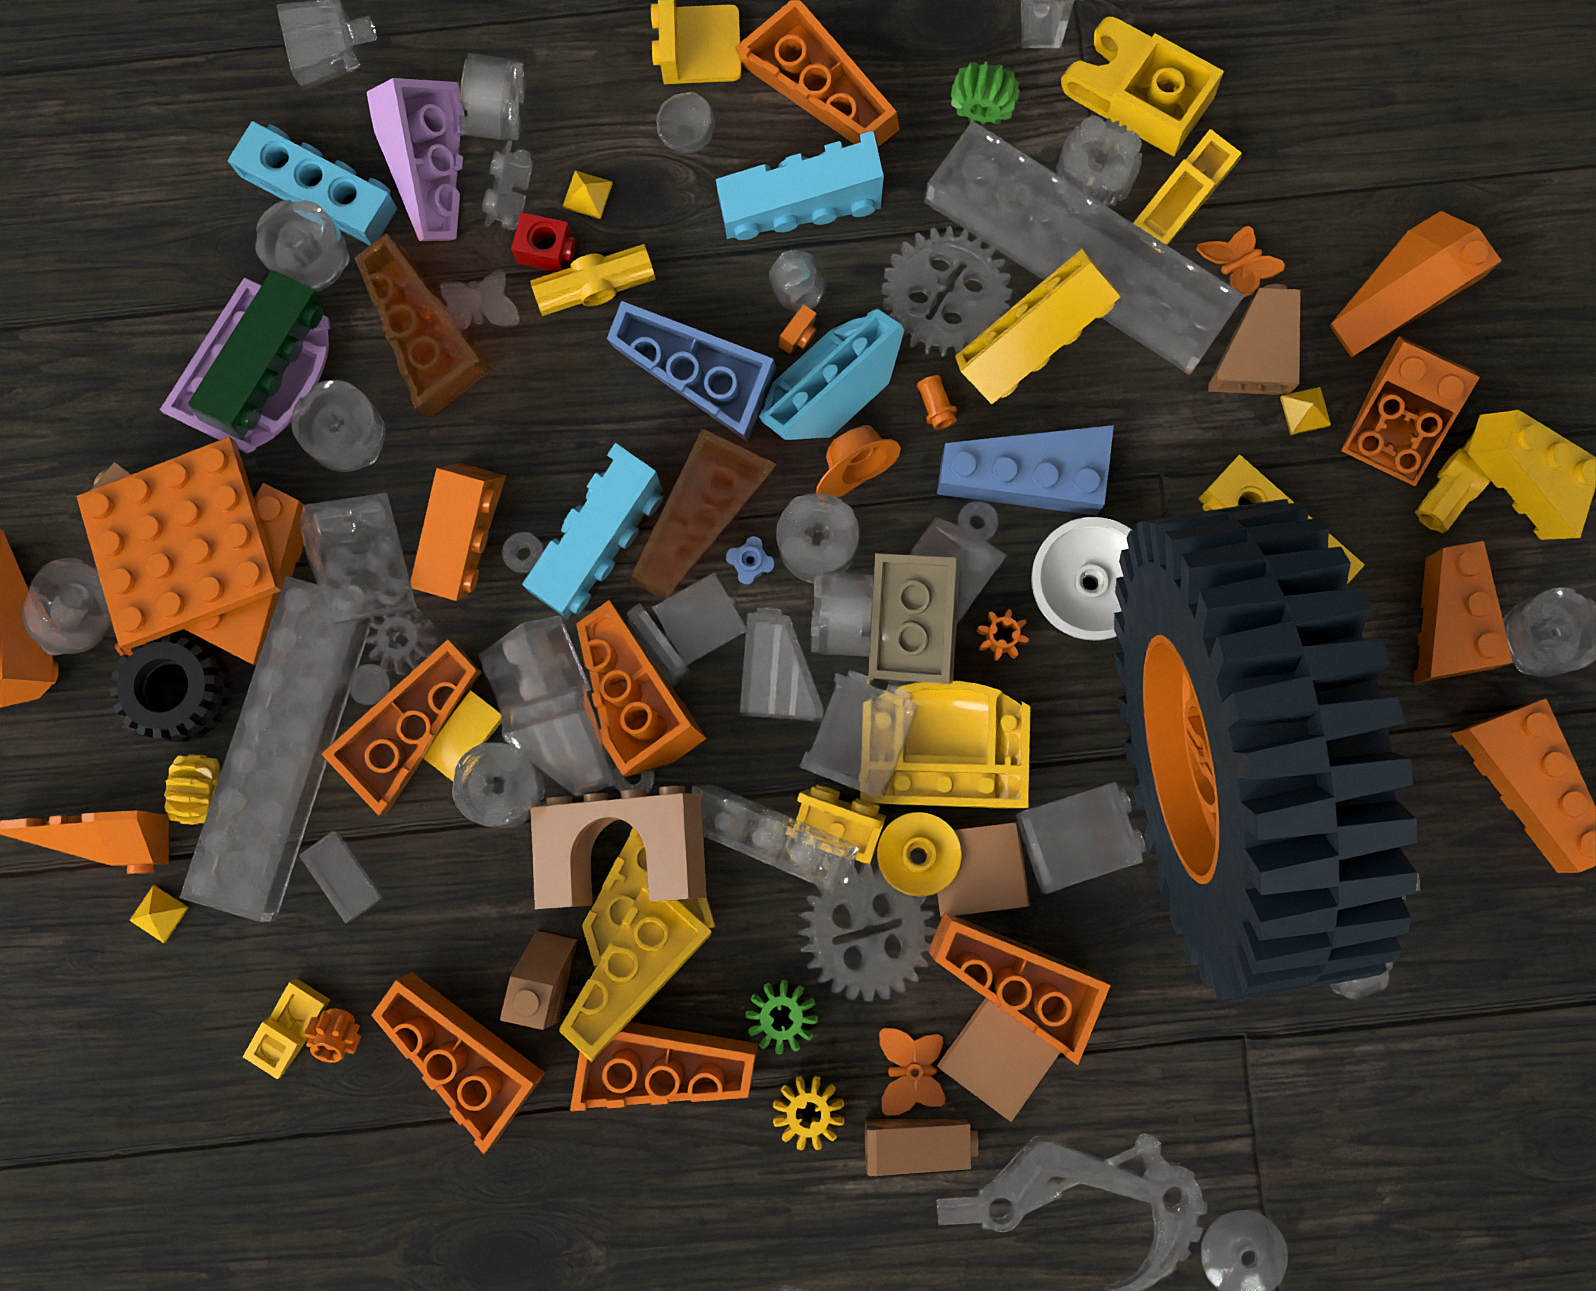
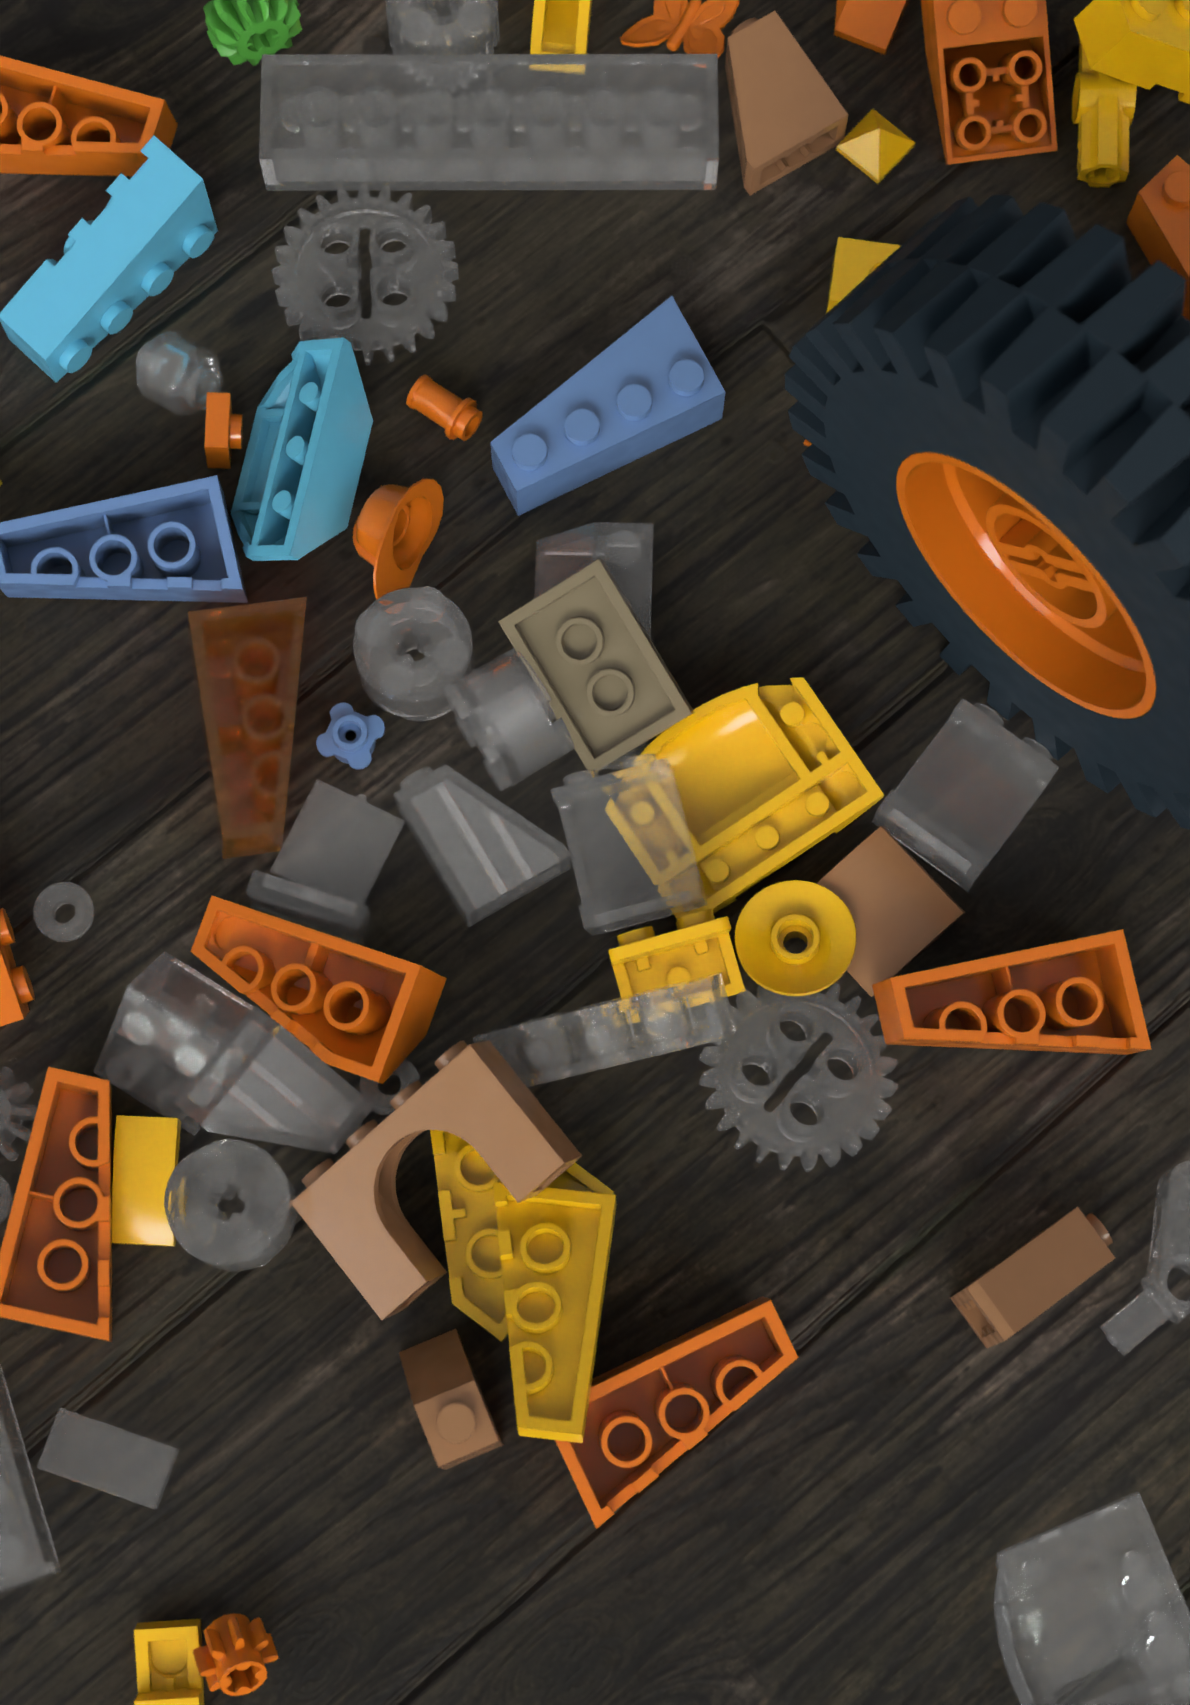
camera: 40 degrees left, 5 degrees down
(459, 1058) = (414, 1568): orange wedge -> none
(595, 533) = (141, 825): medium azure wedge -> none
(767, 1018) = (782, 1227): bright green gear -> none
(817, 1124) = (898, 1344): yellow gear -> none
(915, 1071) = (969, 1197): orange piece -> none
(982, 510) = (588, 497): clear plate -> none
(998, 1059) = (1055, 1113): medium nougat slope -> none
(1004, 623) = (702, 611): orange gear -> none
(1037, 327) = (505, 239): yellow brick -> none
(1065, 558) = (737, 462): white dish -> none

